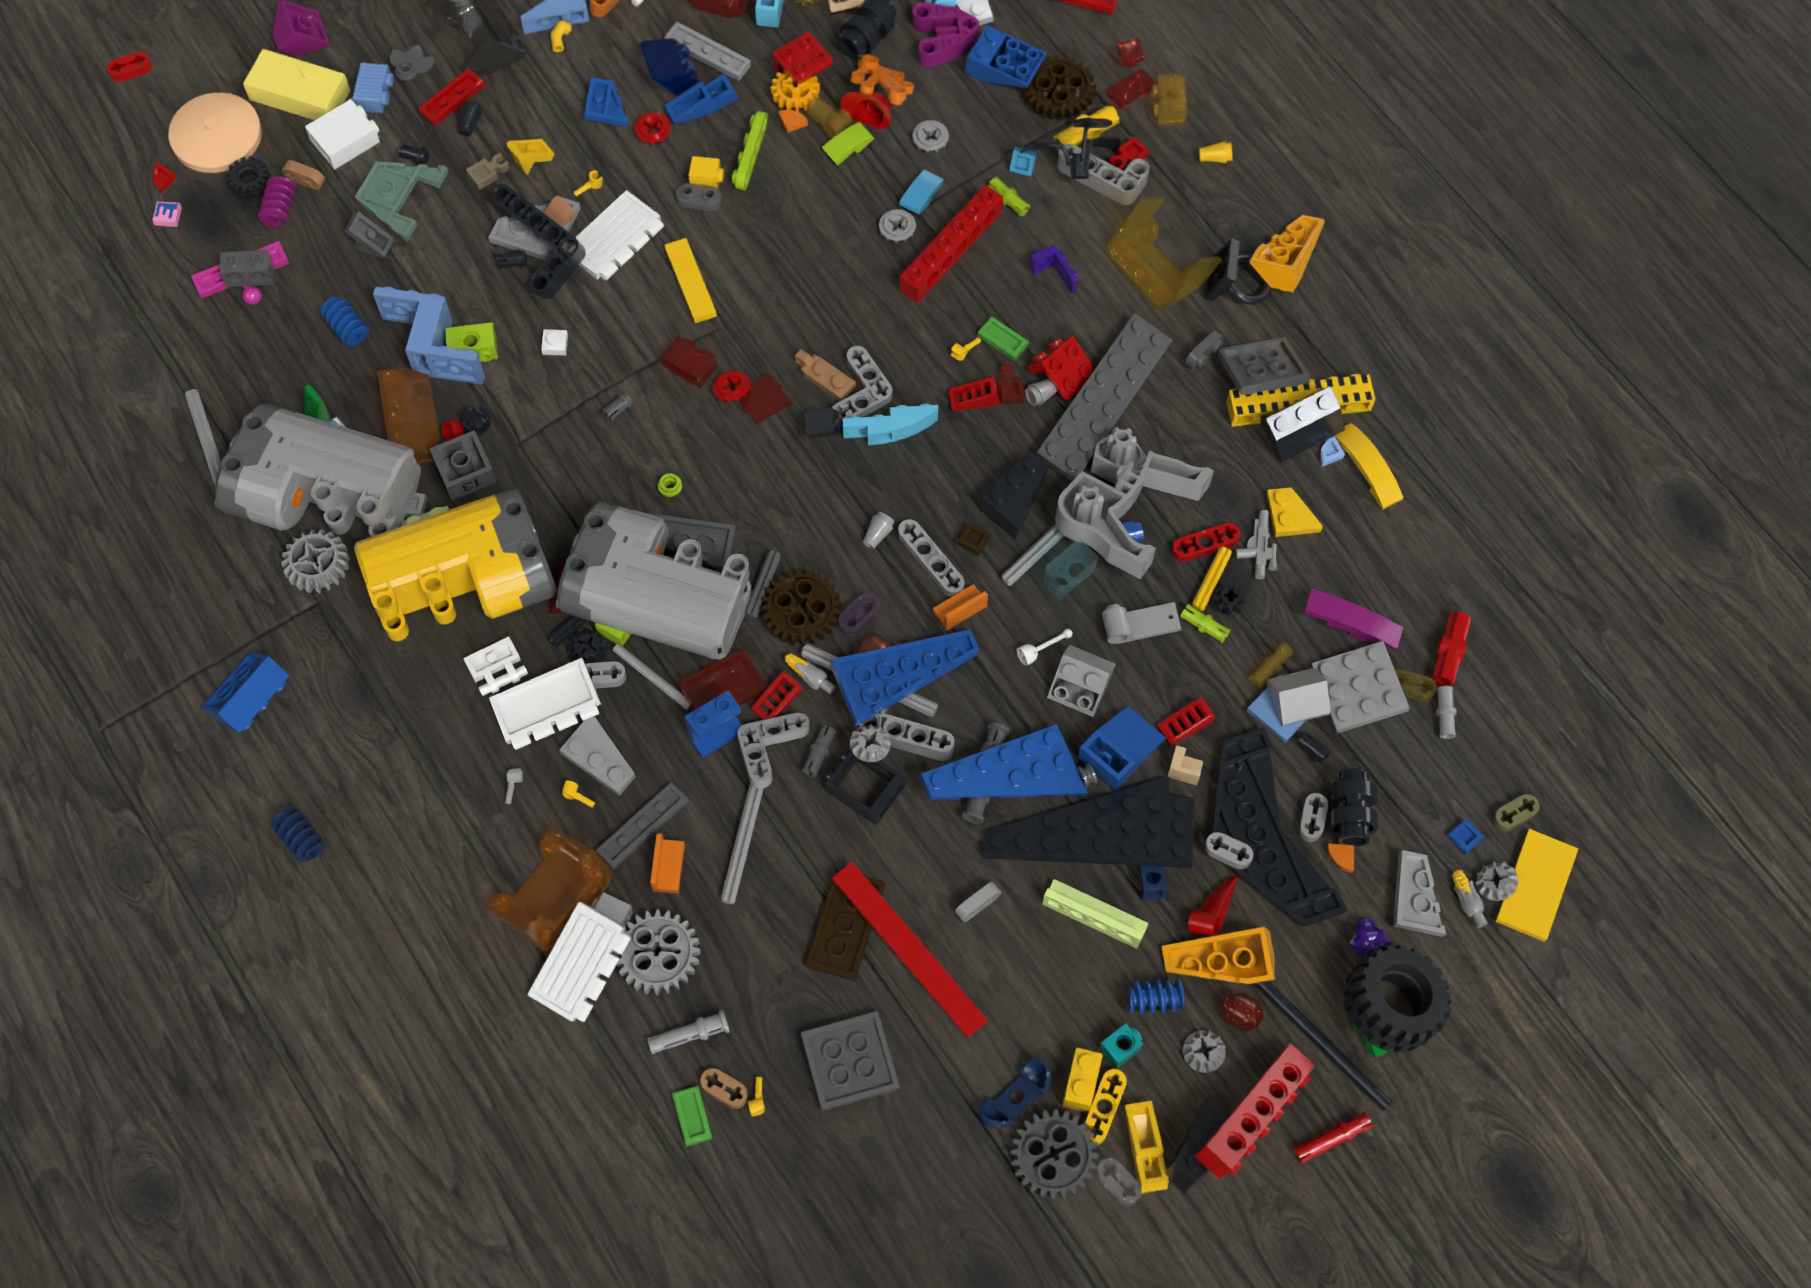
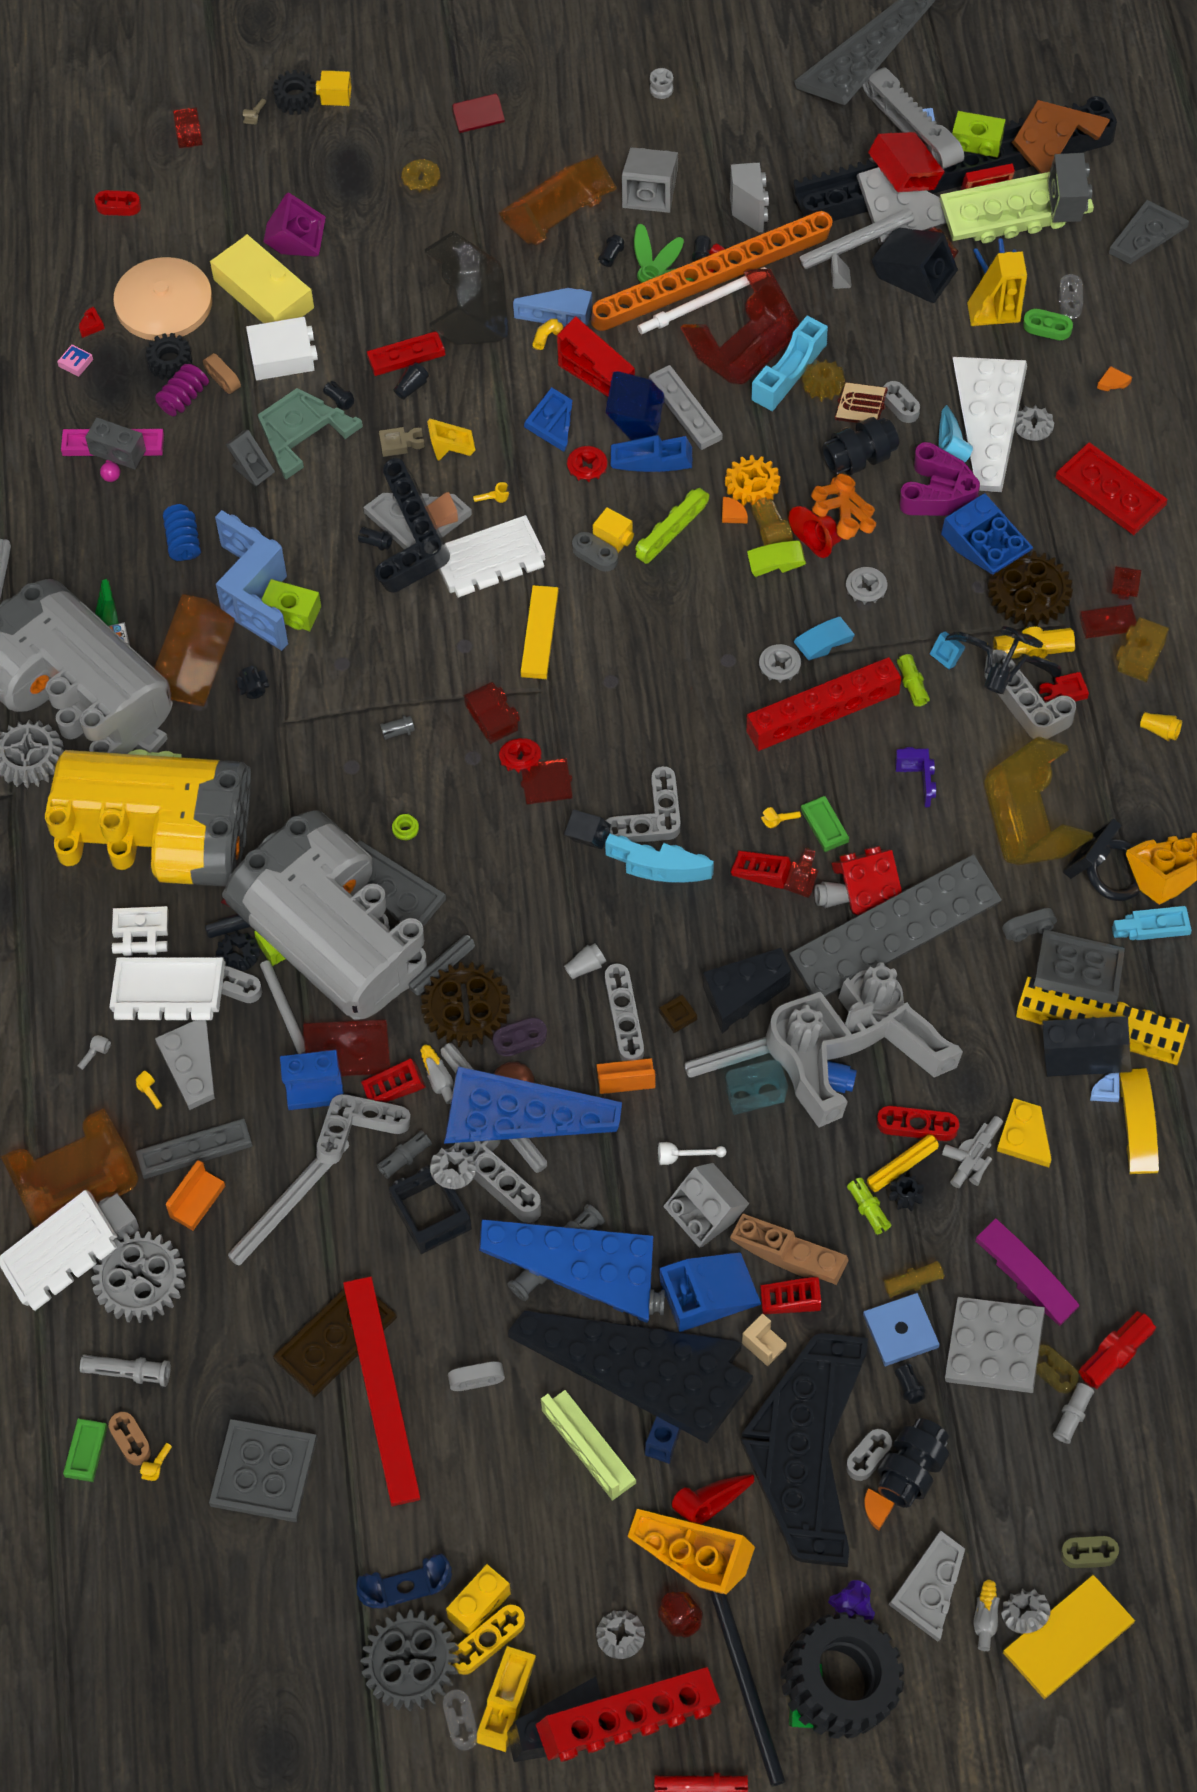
camera: 30 degrees right, 5 degrees down
(372, 87) = (334, 313): medium blue brick -> none
(410, 61) = (387, 303): dark grey plate -> none
(452, 429) = (225, 683): red plate -> none
(463, 465) = (214, 721): dark grey brick -> none
(554, 342) = (372, 638): white plate -> none
(611, 41) = (589, 356): none -> red wedge
(801, 58) = (773, 452): red bracket -> none
(825, 375) = (621, 784): medium nougat hinge -> none
(1117, 1056) = (529, 1577): teal brick -> none
(1139, 624) = (798, 1175): light grey door -> none
(1156, 996) = (598, 1555): blue piece -> none
(1165, 688) = (787, 1251): none -> medium nougat slope
(1231, 845) = (751, 1449): light grey beam -> none
(1296, 309) = (1153, 924): none -> medium azure hinge
(1300, 696) = (922, 1324): light grey slope -> none
(1465, 836) = (1020, 1550): blue tile -> none

